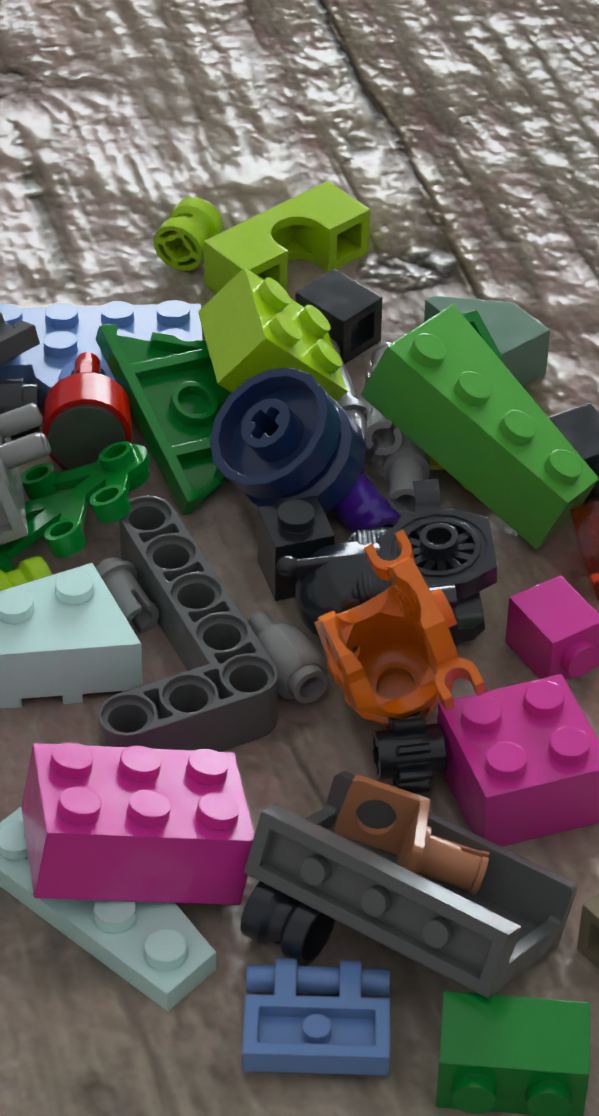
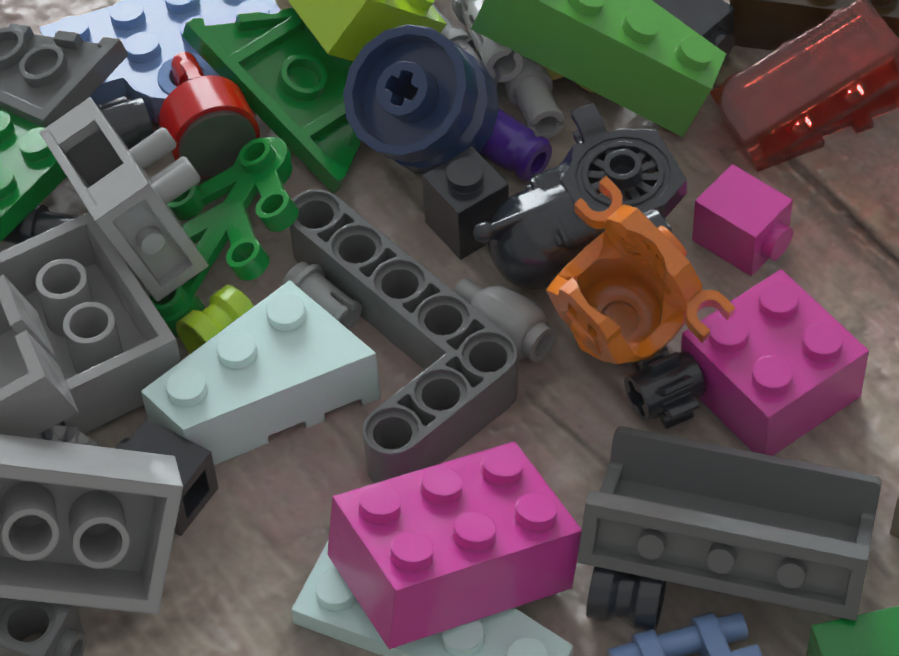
camera: 15 degrees left, 10 degrees up
(410, 836) = (716, 478): nougat bracket -> none

